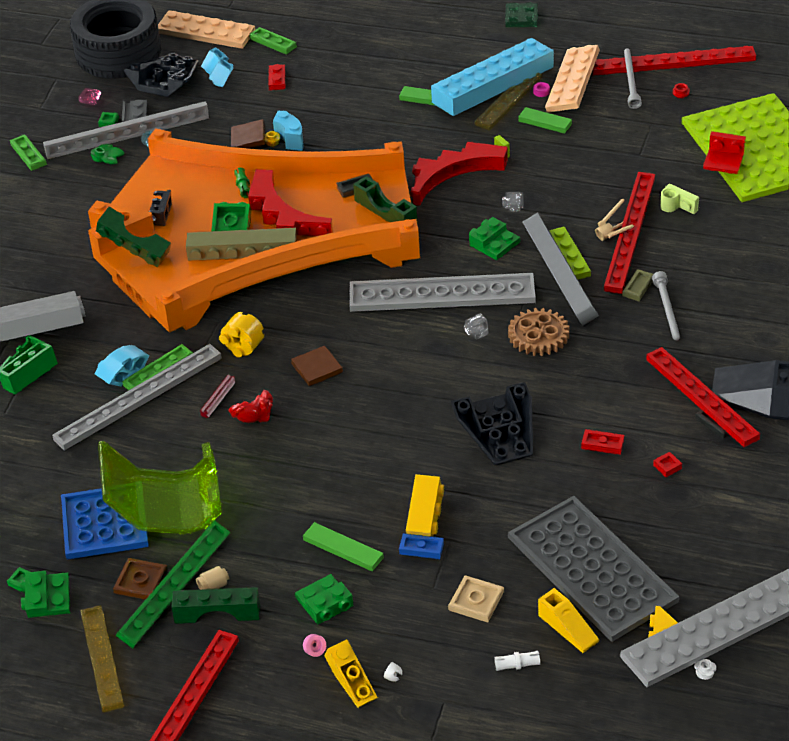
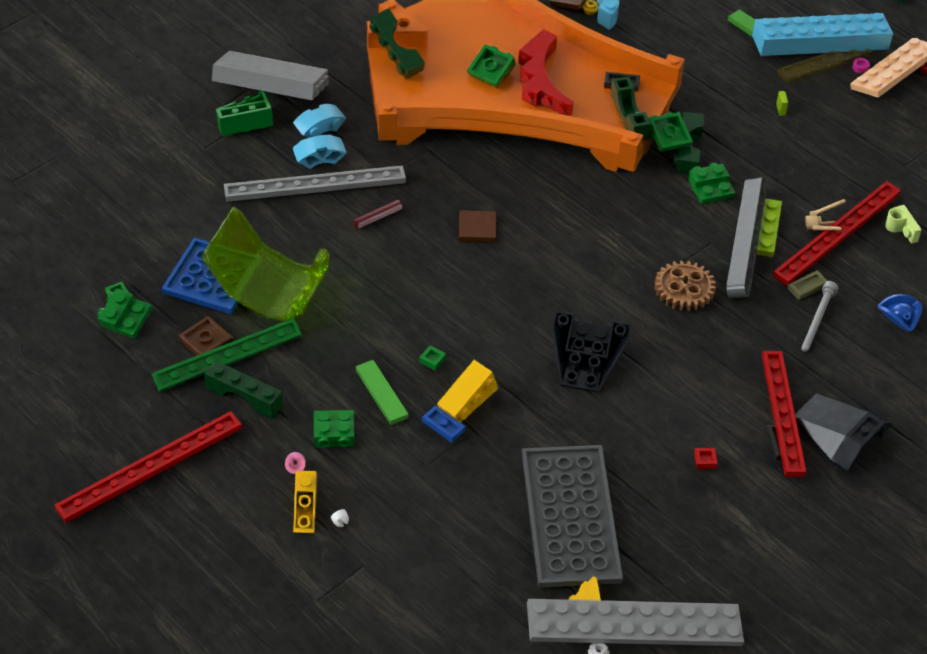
camera: 25 degrees right, 5 degrees up
(101, 339) = (319, 120): none -> medium azure brick
(102, 659) = (129, 388): clear yellow tile -> none
(157, 366) = (349, 165): bright green tile -> none
(161, 207) = (444, 29): black hinge -> none
(213, 579) = (257, 367): tan brick -> none
(236, 243) = (481, 88): olive brick -> none
(242, 182) = (528, 33): green pin -> none
(242, 334) = (431, 169): yellow brick -> none
(255, 411) = (395, 242): red hair -> none
(366, 495) = (432, 357): none -> green plate
(433, 208) = (669, 131): none -> green plate
(441, 201) = (689, 156): none -> dark green arch
(442, 292) = (630, 211): light grey plate -> none
(452, 163) = (727, 99): red arch -> none
(476, 326) = (635, 255): clear plate -> none
(476, 598) = (455, 491): tan tile -> none
(513, 201) = (753, 157): clear plate -> none
(517, 660) = (447, 561): white pin -> none
(545, 120) = (842, 95): bright green tile -> none
(566, 620) = (511, 549): yellow slope -> none
(602, 441) = (665, 410): red plate -> none
(731, 270) = (902, 310): none -> blue hat

